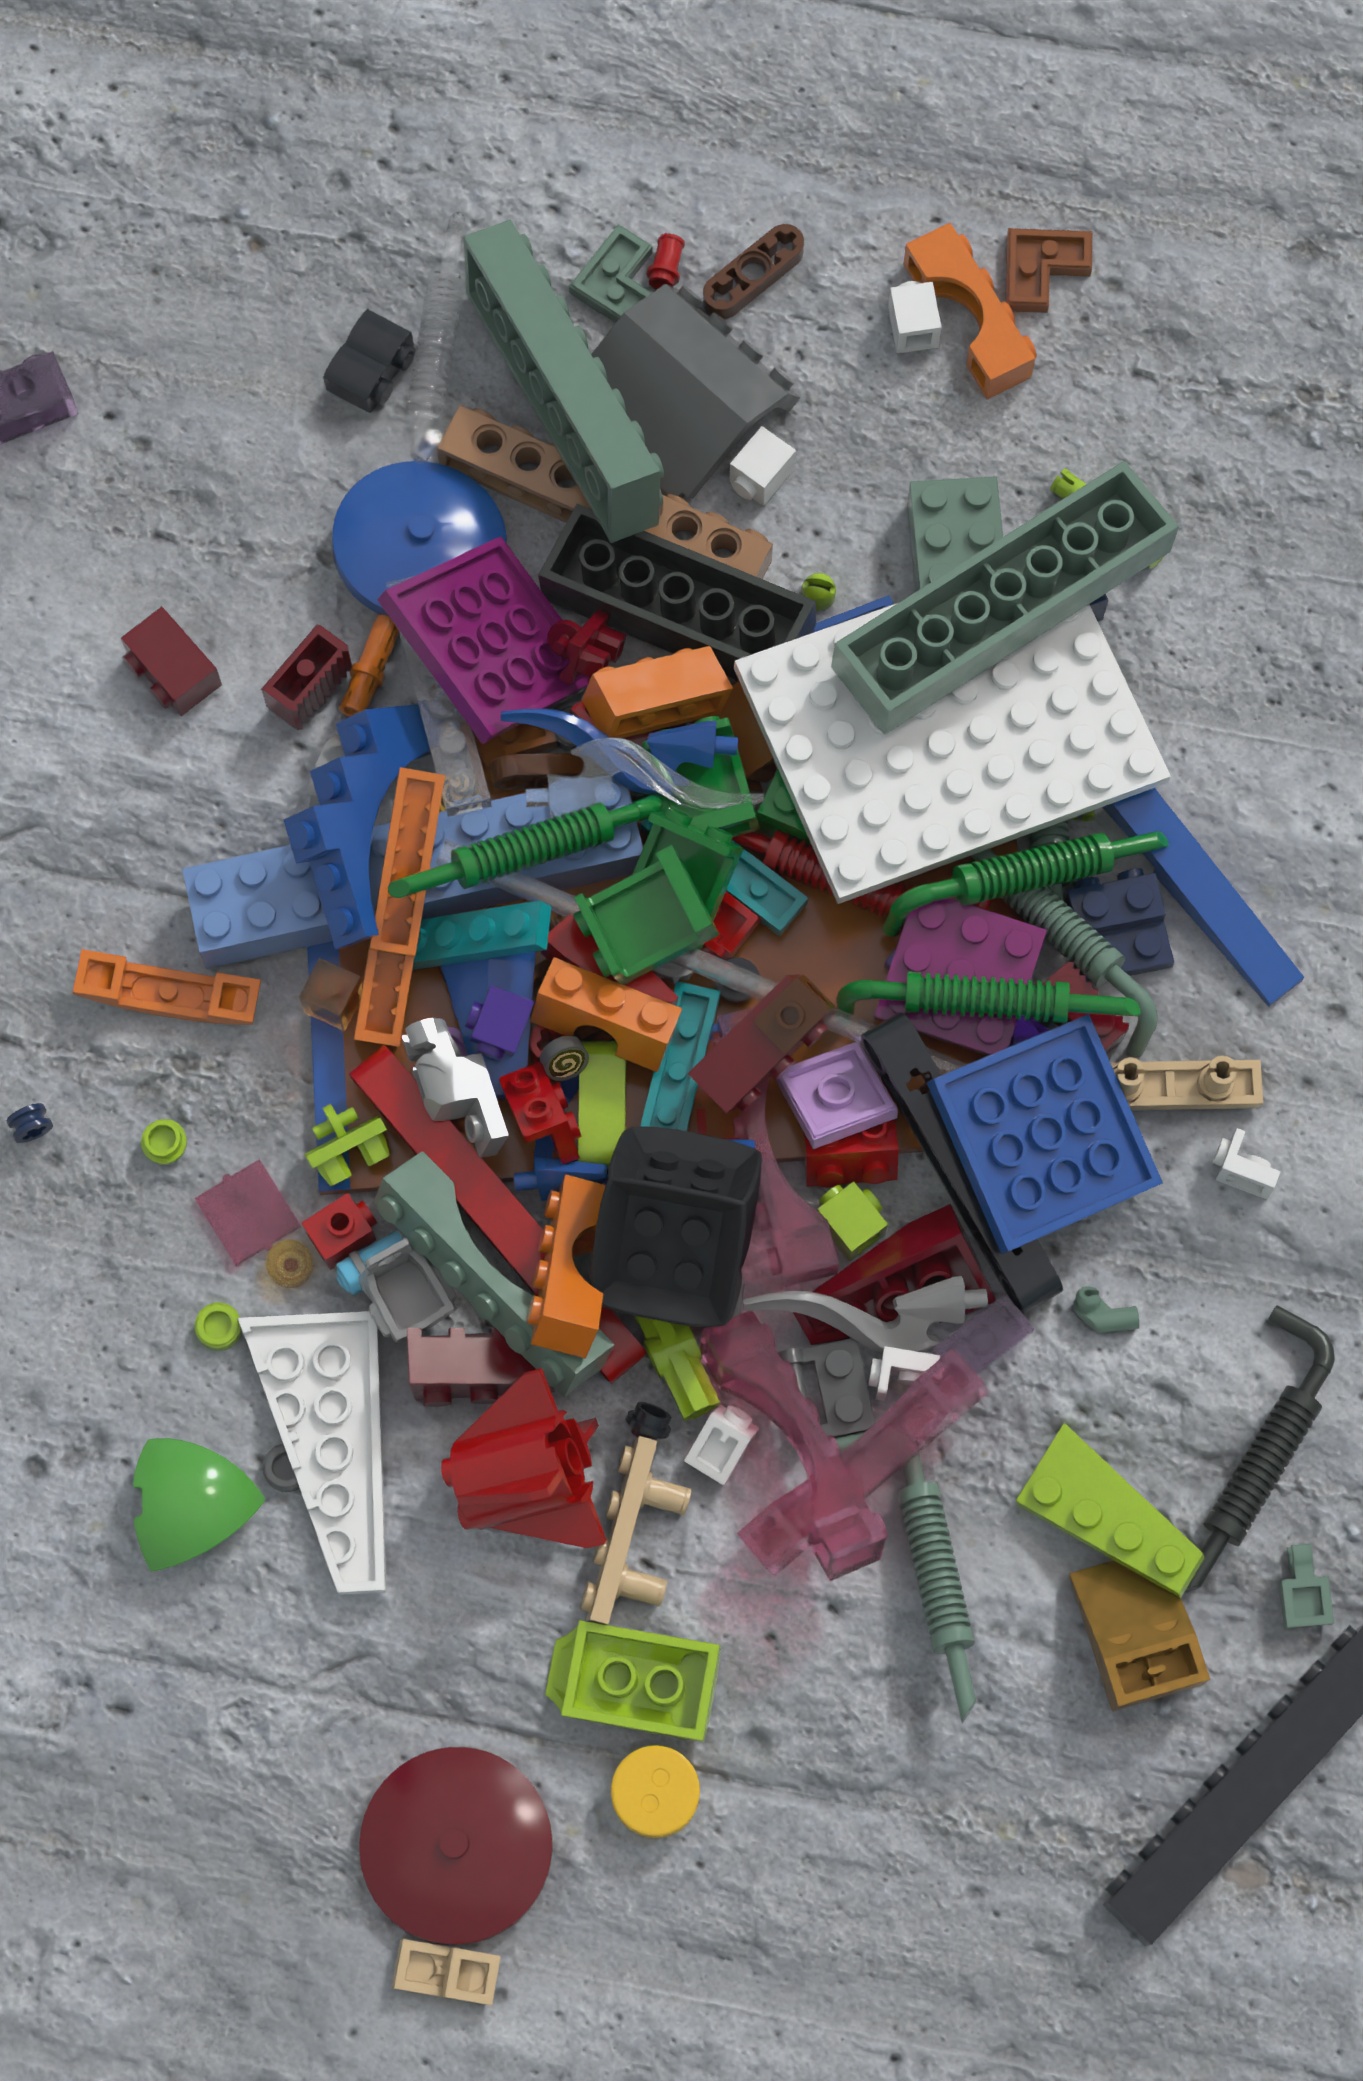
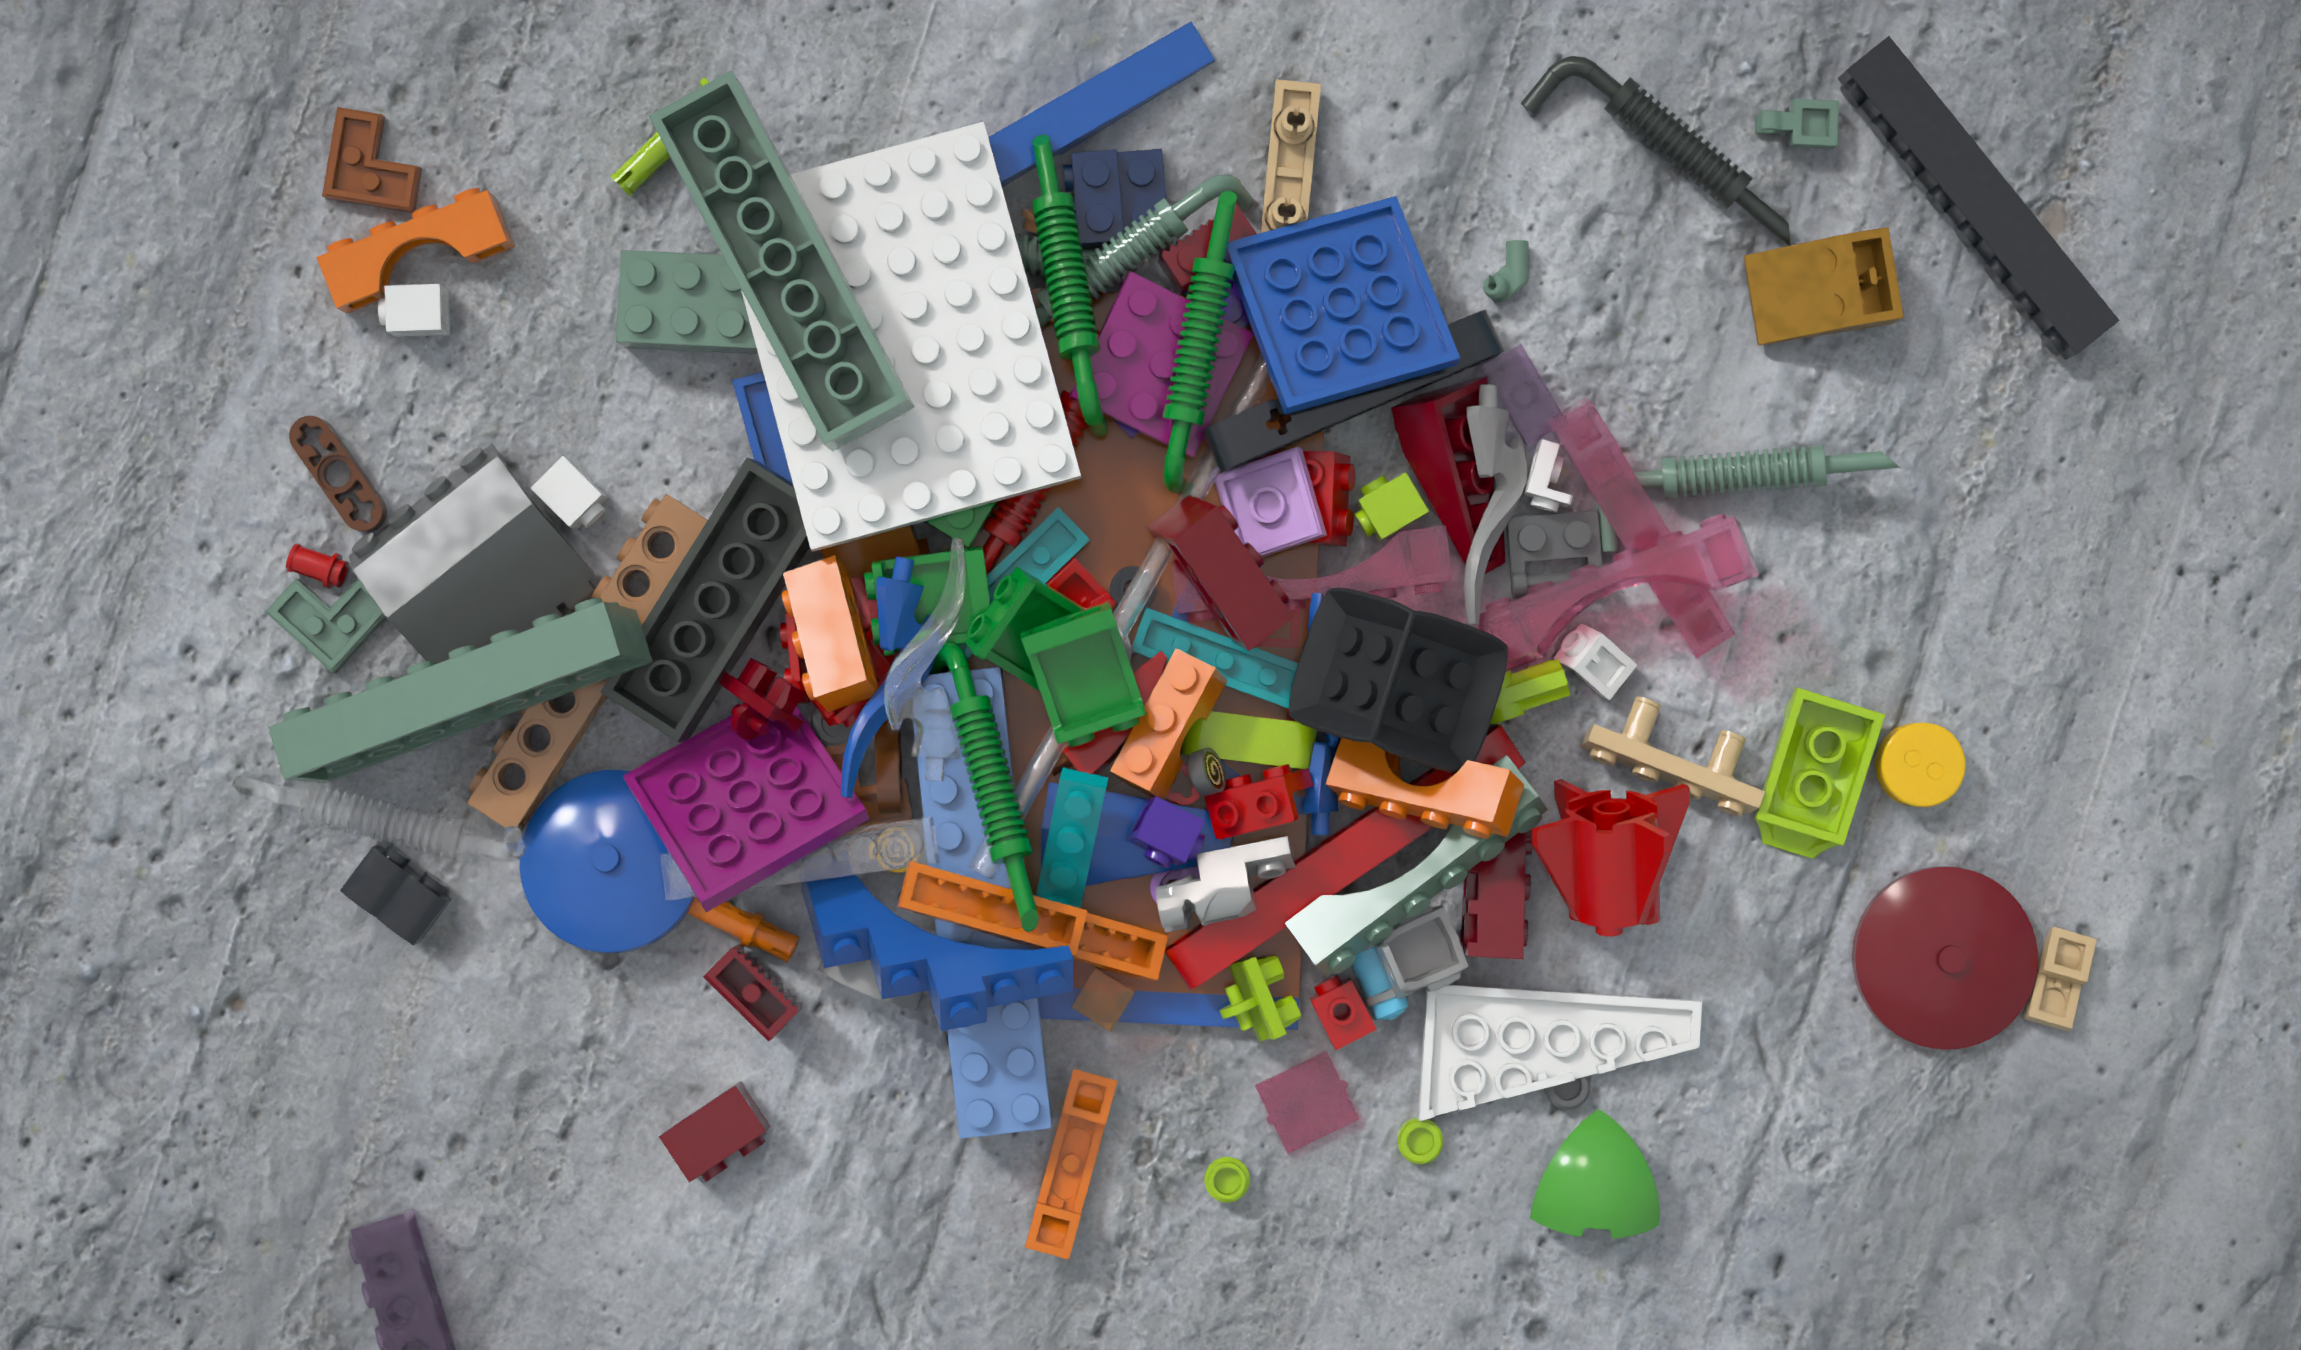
camera: 85 degrees left, 15 degrees up
(29, 1123) = (1194, 1312): dark blue bush -> none
(289, 1263) = (1365, 1065): clear yellow tile -> none
(649, 1421) = (1567, 729): black plate -> none
(793, 1013) = (1208, 535): reddish brown bracket -> none
(823, 597) = (723, 455): lime hinge -> none
(1101, 1509) = (1702, 307): lime wing -> none
(1248, 1173) = (1389, 108): white bracket -> none

